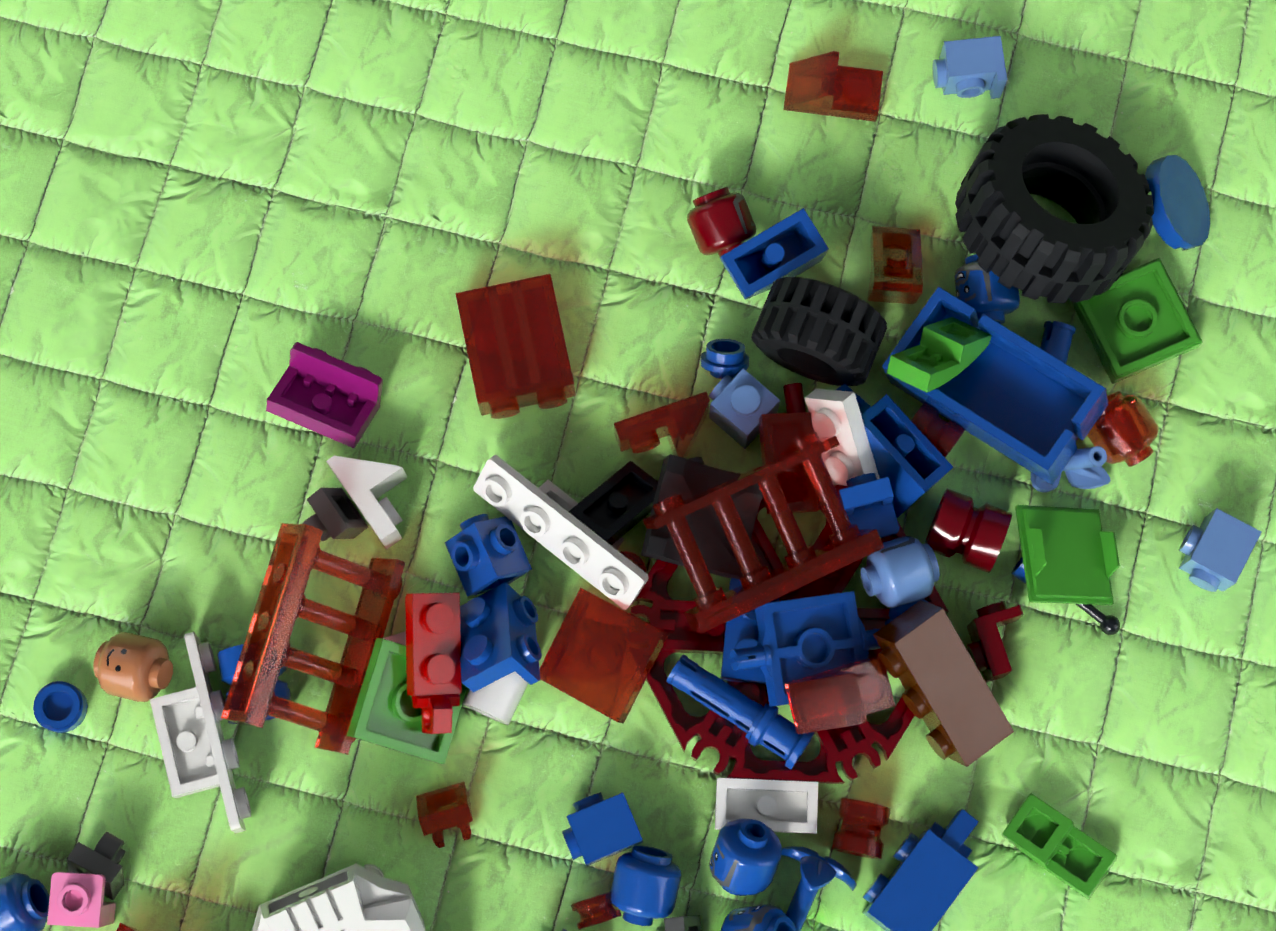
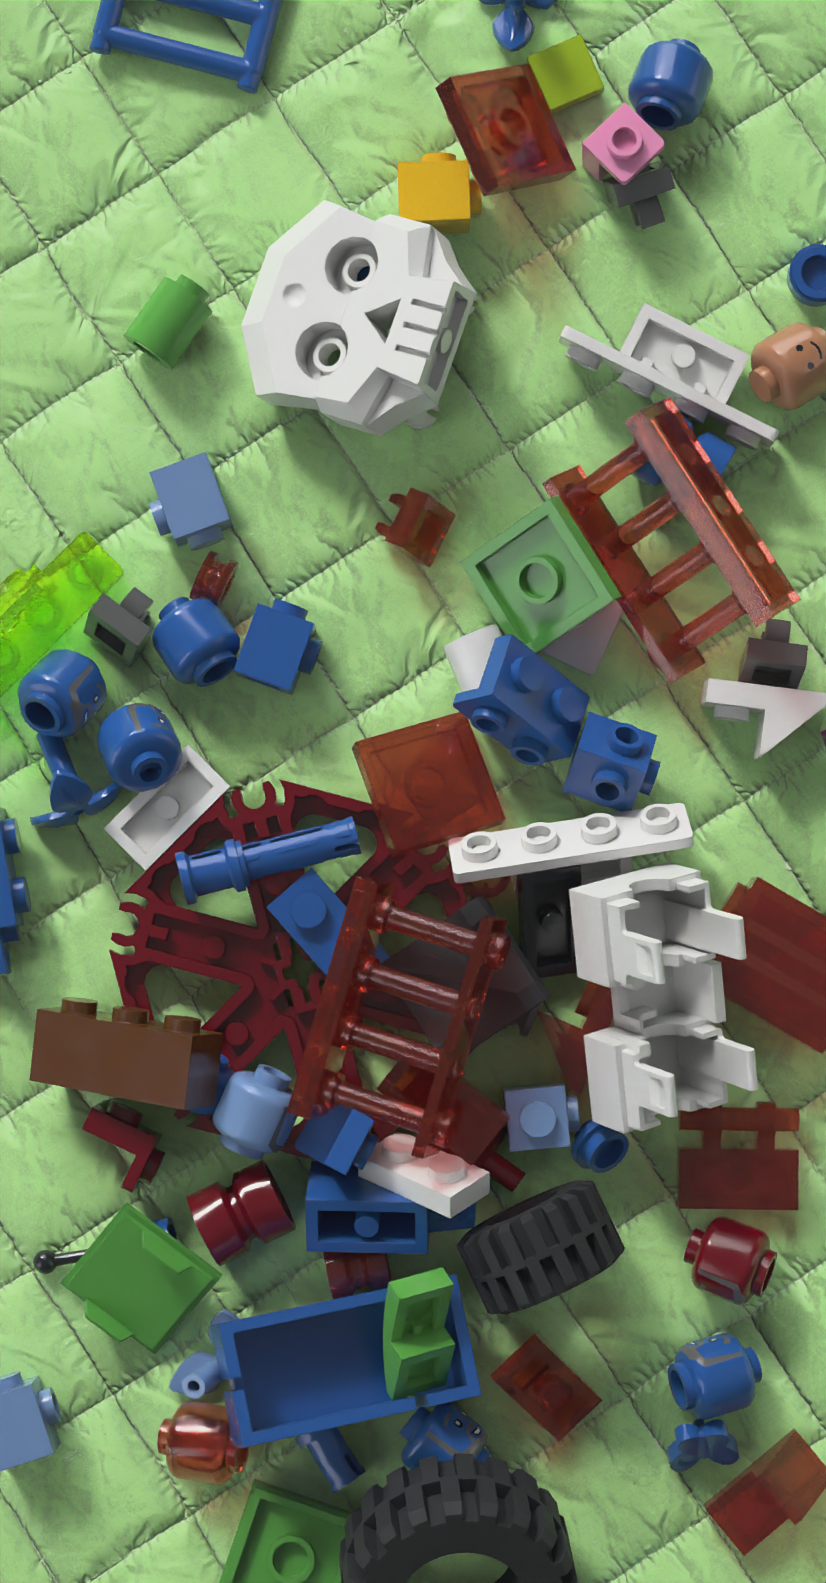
camera: 130 degrees right, 10 degrees up
(433, 657) = (558, 631): red hinge -> none
(581, 419) = (654, 947): none -> white piece
(668, 264) = (738, 1176): none -> clear red plate
(775, 254) = (651, 1275): blue slope -> none
(797, 174) = (714, 1376): none -> blue head
(804, 640) = (261, 966): blue plate -> none
(839, 696) = (195, 951): clear red slope -> none
(843, 151) = (701, 1442): none -> blue piece
(861, 828) = (72, 870): clear red wheel -> none

